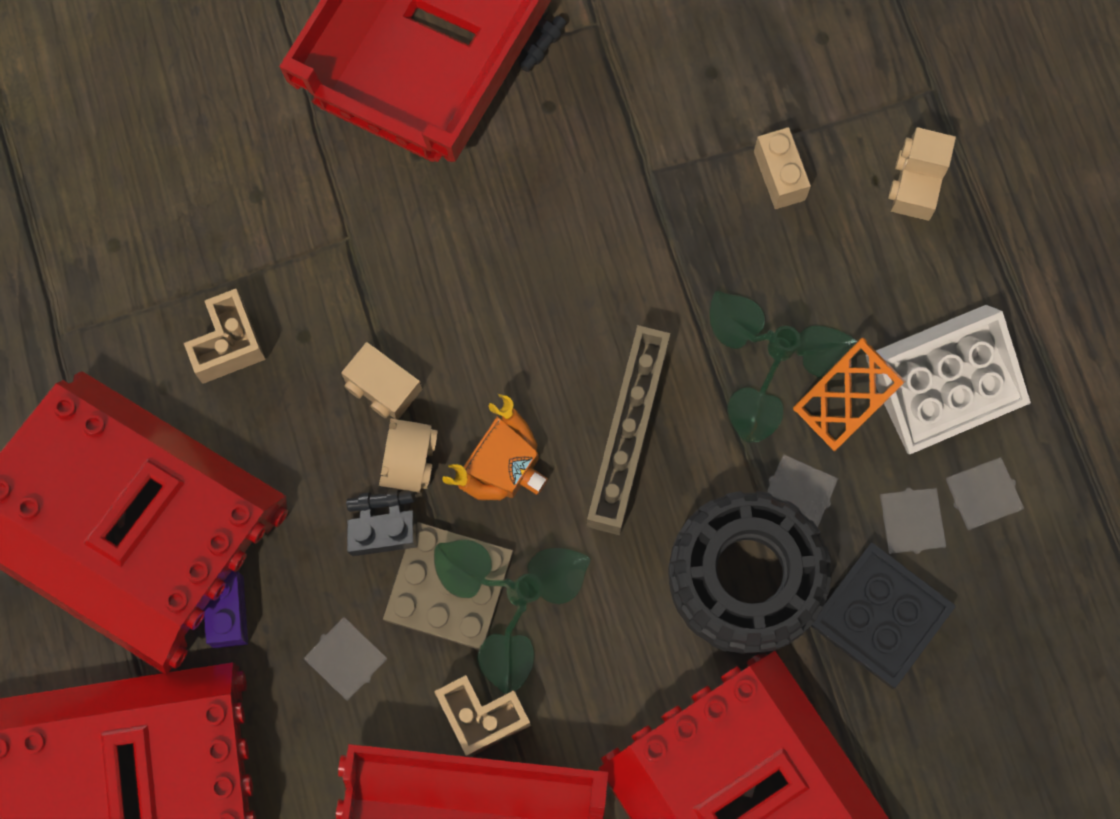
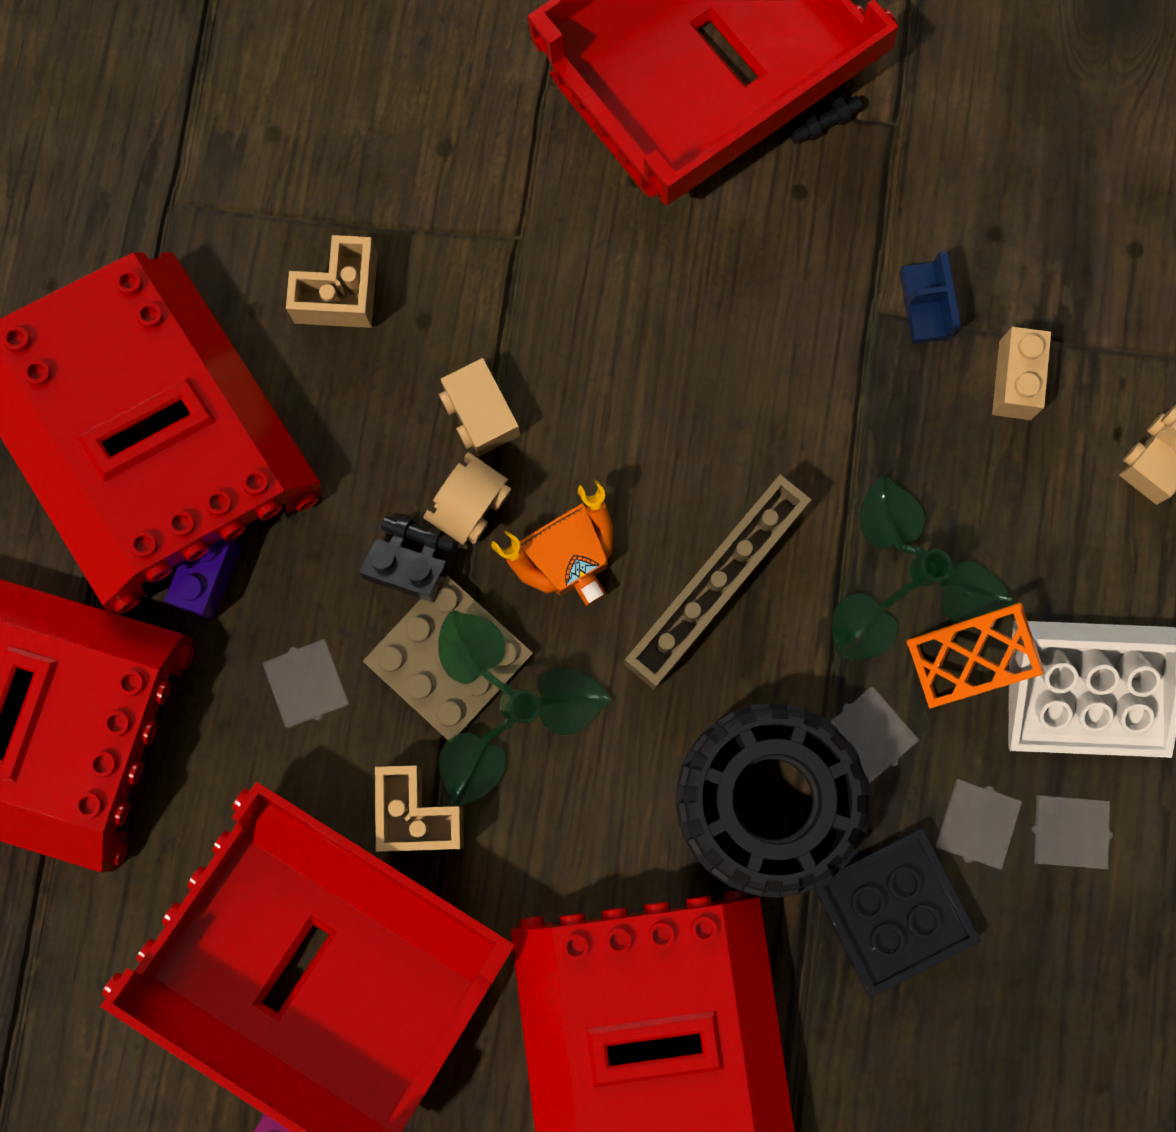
camera: 25 degrees right, 5 degrees up
(687, 144) = (930, 300): none -> dark blue panel

